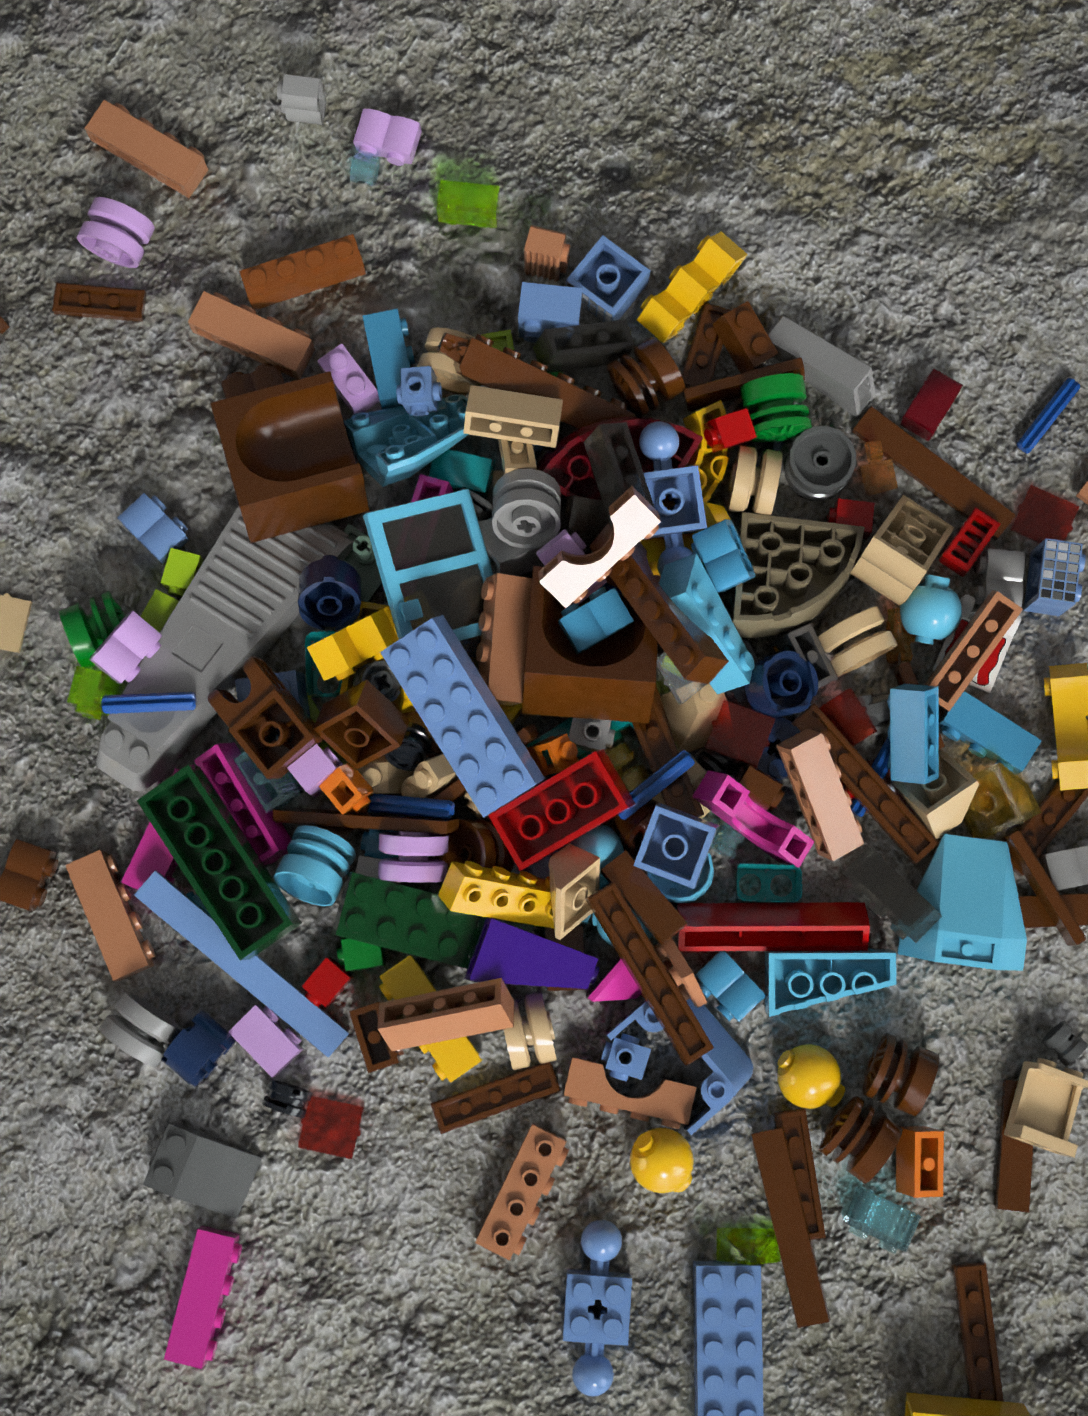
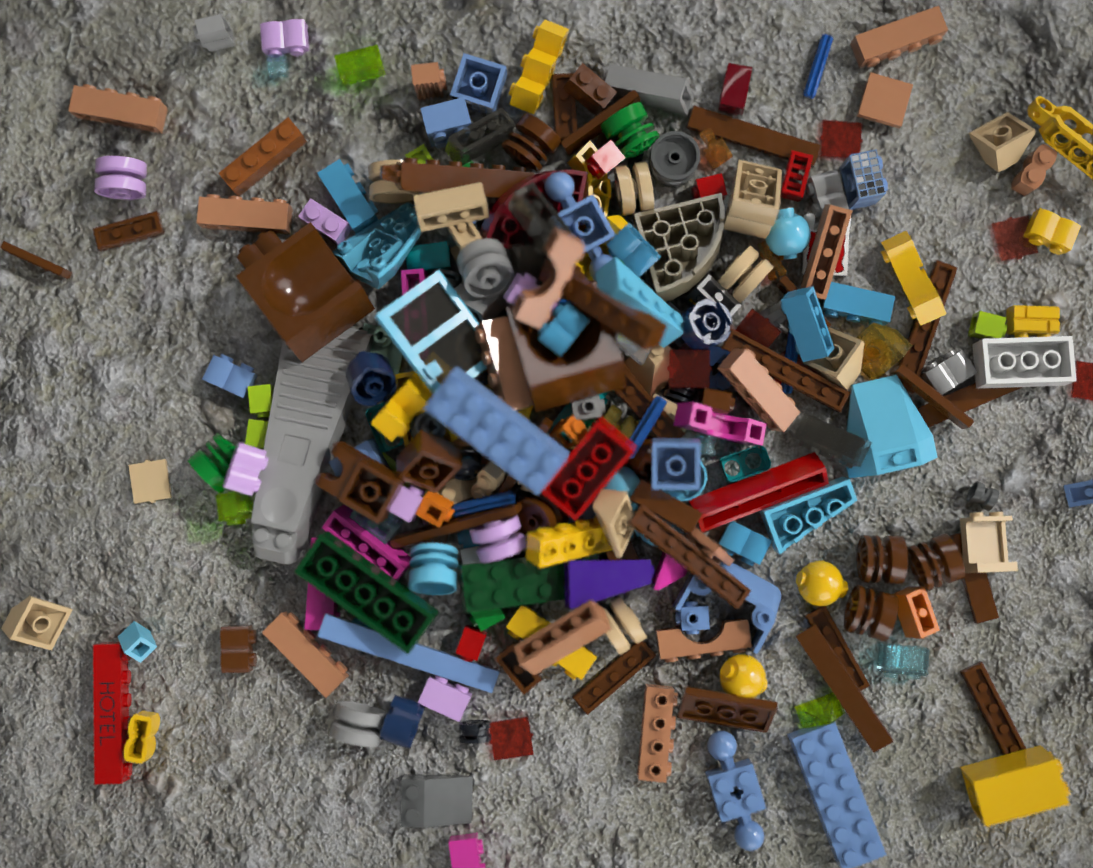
camera: 15 degrees left, 5 degrees up
(148, 702) = (275, 501): blue axle -> none
(419, 390) = (377, 212): medium blue brick -> none
(625, 1195) = (726, 709): none -> reddish brown tile
(974, 1105) = (936, 562): none -> reddish brown wheel

